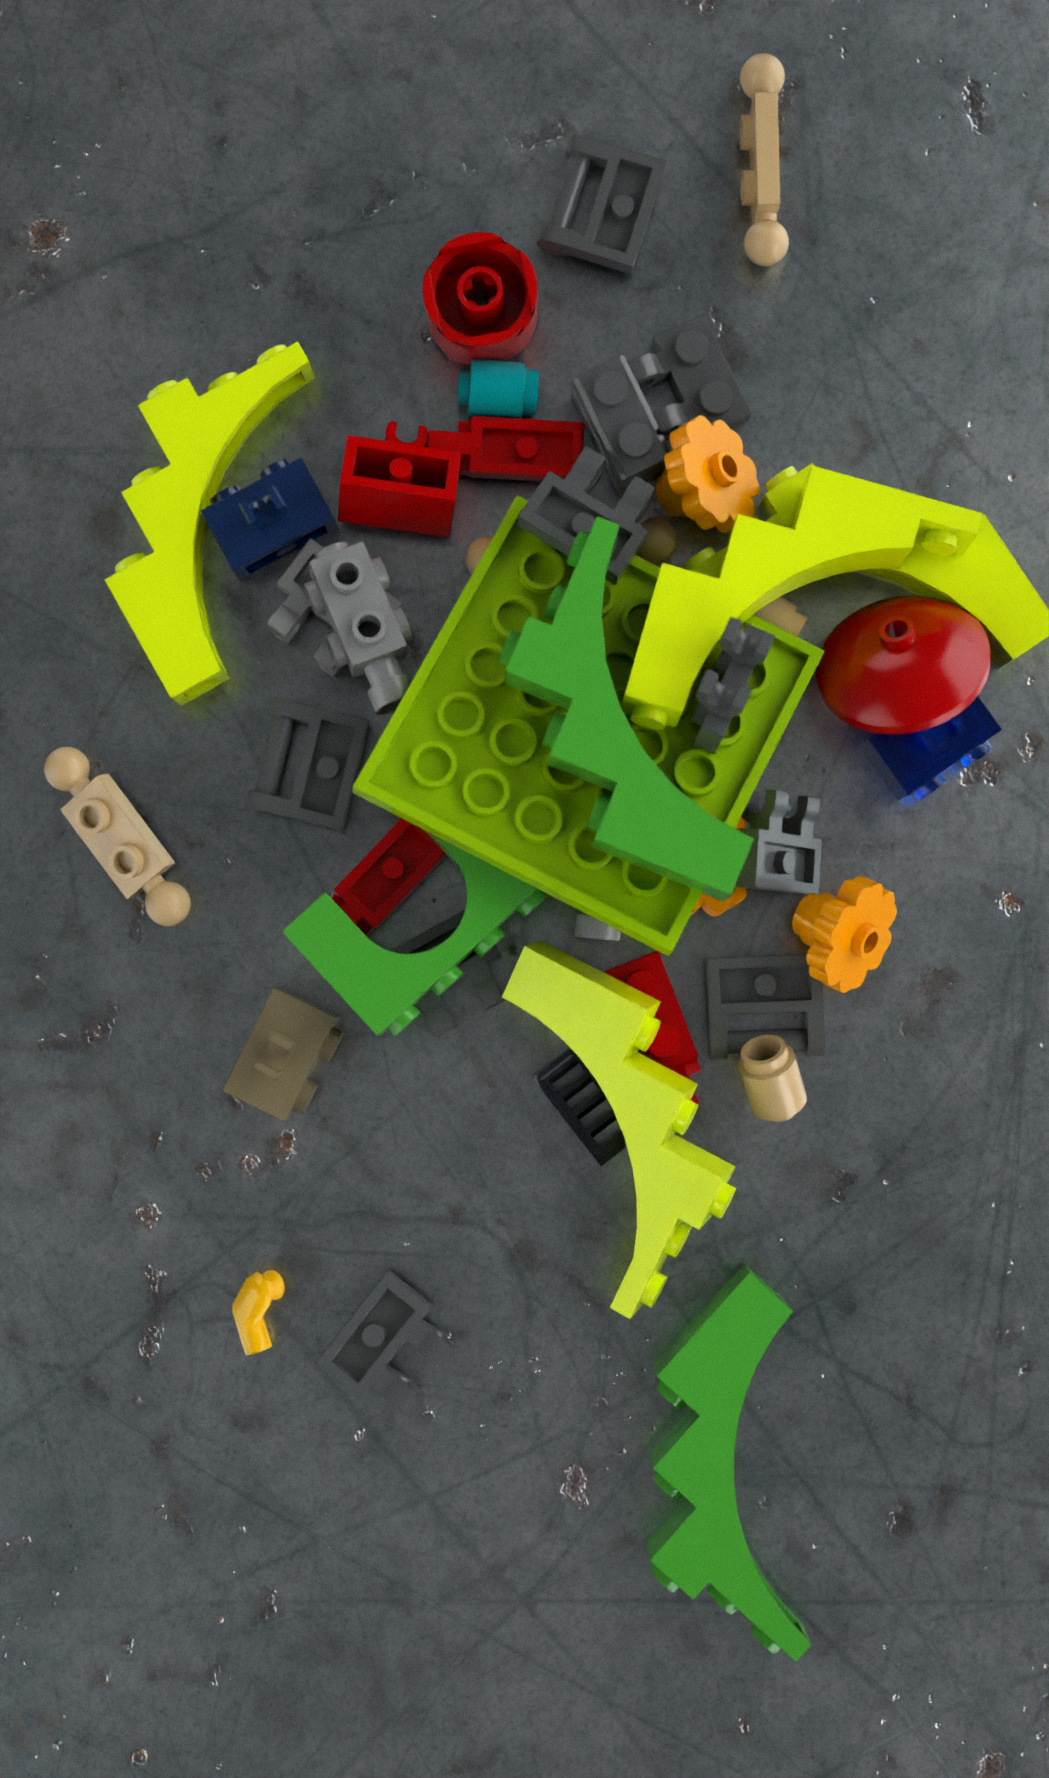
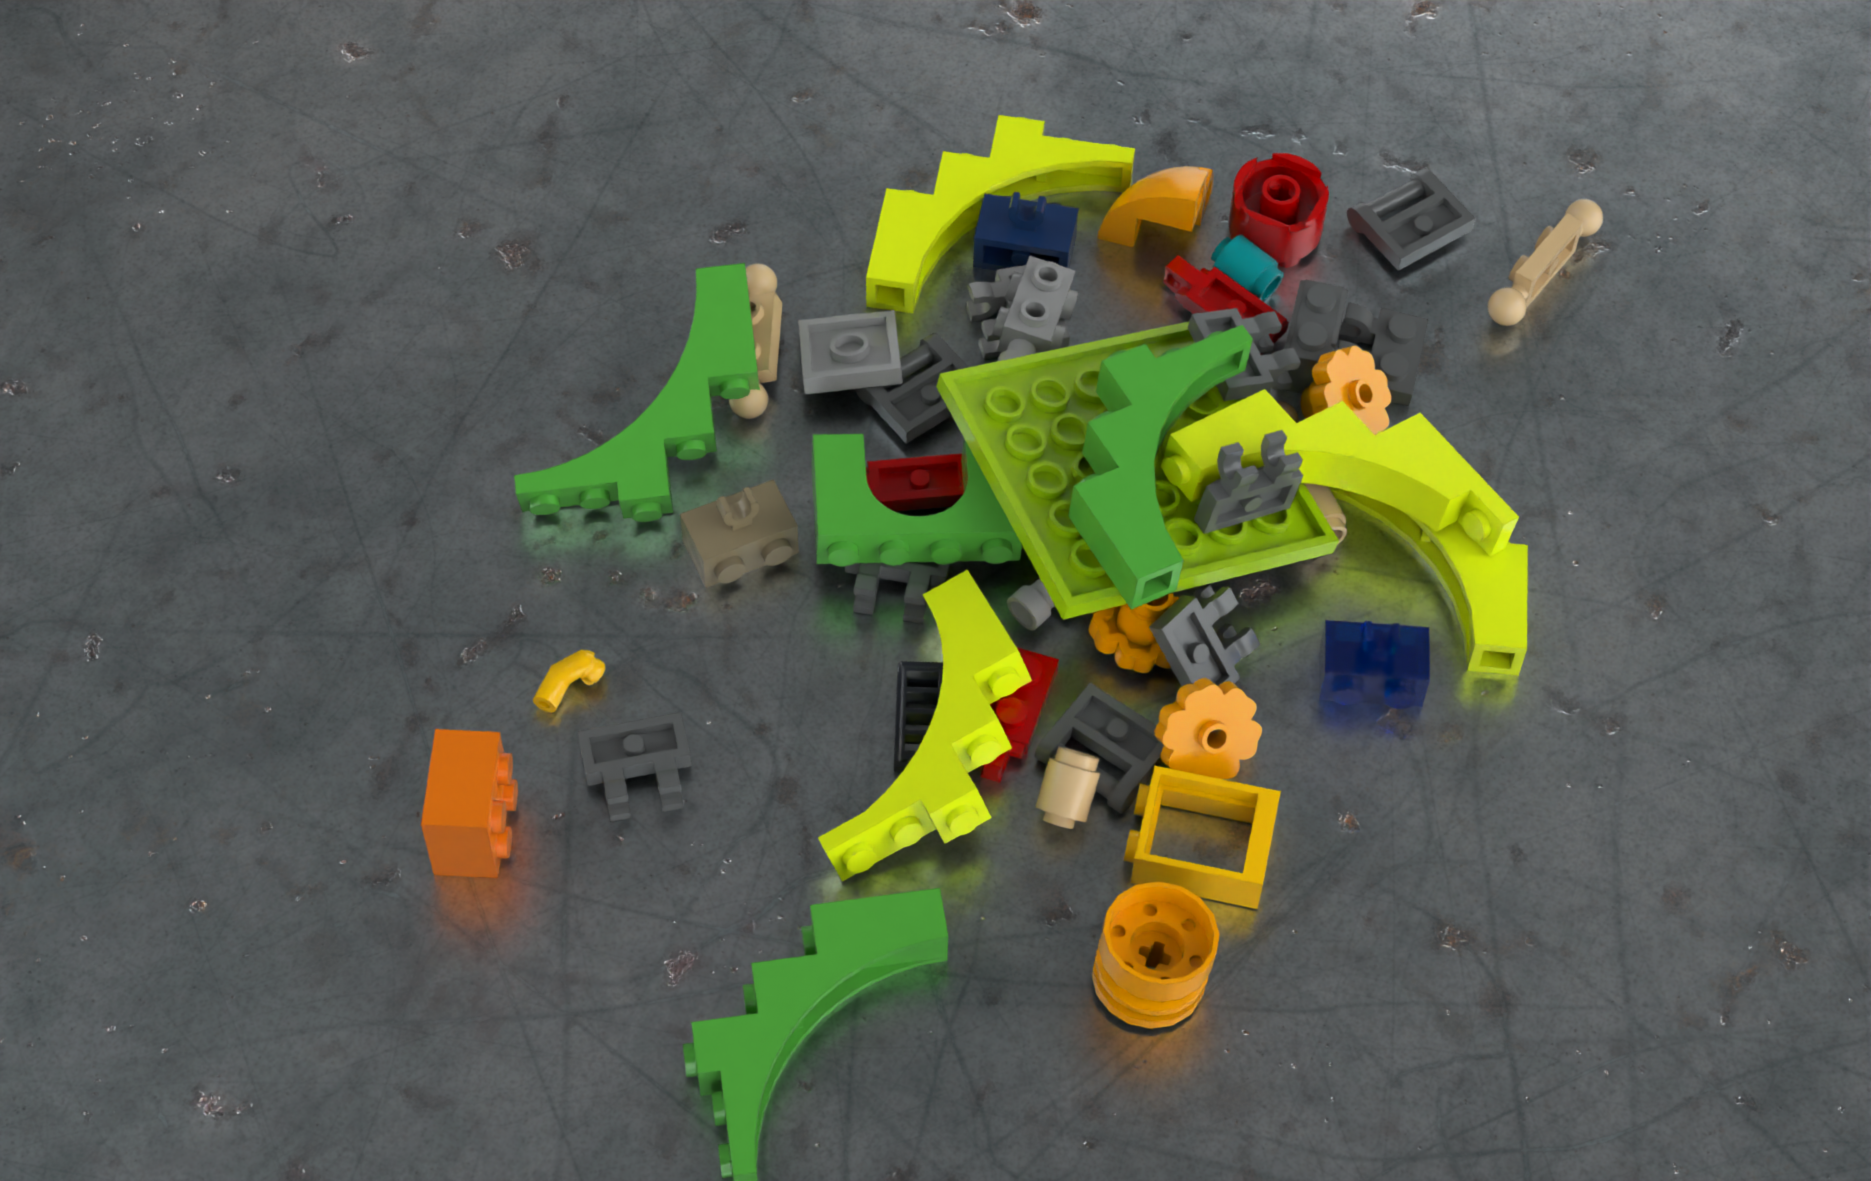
camera: 30 degrees right, 30 degrees down
(138, 1064) = (678, 422): none -> bright green arch
(217, 782) = (849, 352): none -> light grey tile
(293, 1522) = (468, 803): none -> orange brick
(368, 380) = (1165, 197): none -> light orange brick
(398, 483) = (1128, 268): red brick -> none
(903, 664) = (1391, 588): red dish -> none
(969, 1006) = (1213, 798): none -> yellow window
(1001, 1207) = (1160, 929): none -> light orange wheel

